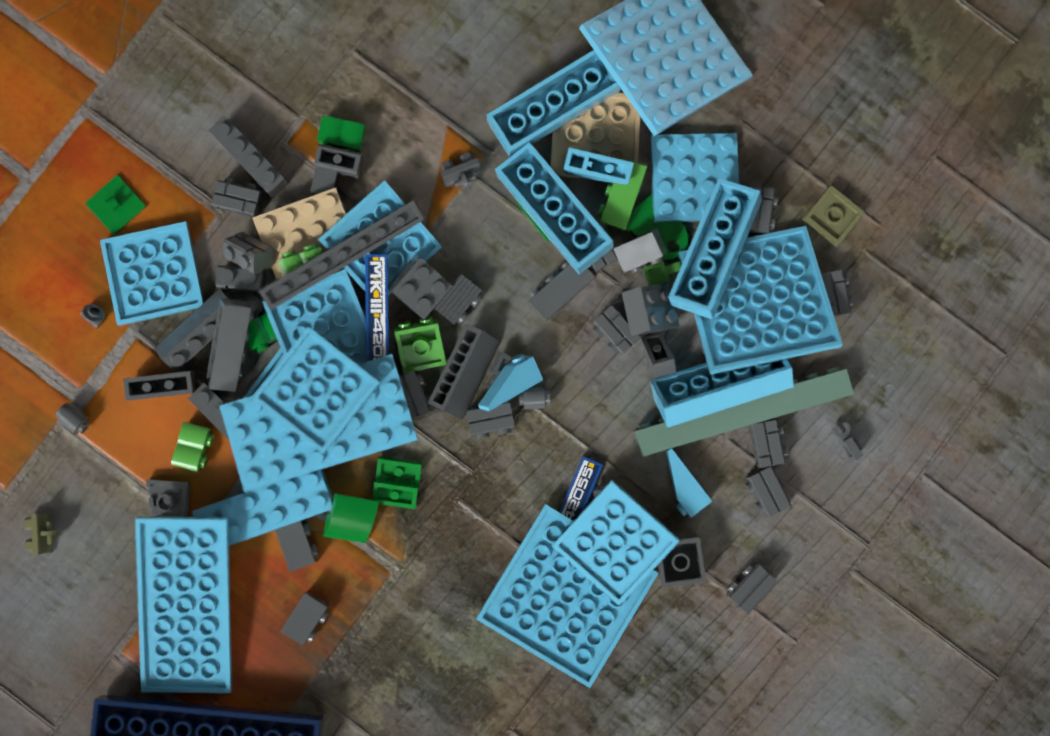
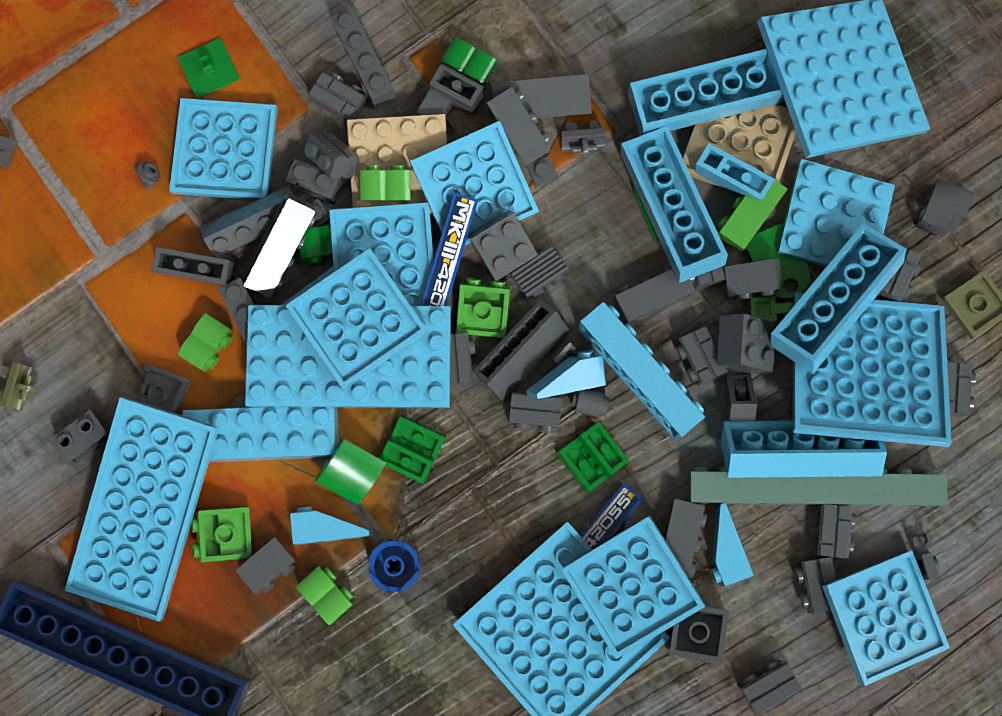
camera: 30 degrees right, 5 degrees down
(73, 418) = (90, 275): dark grey brick -> none
(111, 559) = (80, 437): none -> dark grey brick
(259, 604) = (222, 535): none -> bright green plate
(297, 545) = (283, 483): dark grey brick -> none
(341, 255) = (429, 184): dark grey plate -> none
(342, 571) = (315, 527): none -> medium azure slope
(362, 627) = (325, 595): none -> bright green brick
(401, 589) = (380, 566): none -> blue brick
(402, 177) = (519, 125): none -> dark grey brick
(413, 146) = (551, 94): none -> dark grey brick
(434, 211) = (542, 172): none -> dark grey plate
(550, 443) = (592, 457): none -> green slope
(569, 360) = (640, 371): none -> medium azure brick
(644, 485) = (683, 531): none -> dark grey brick
(783, 141) = (944, 208): none -> dark grey piece
(829, 502) = (885, 617): none -> medium azure plate

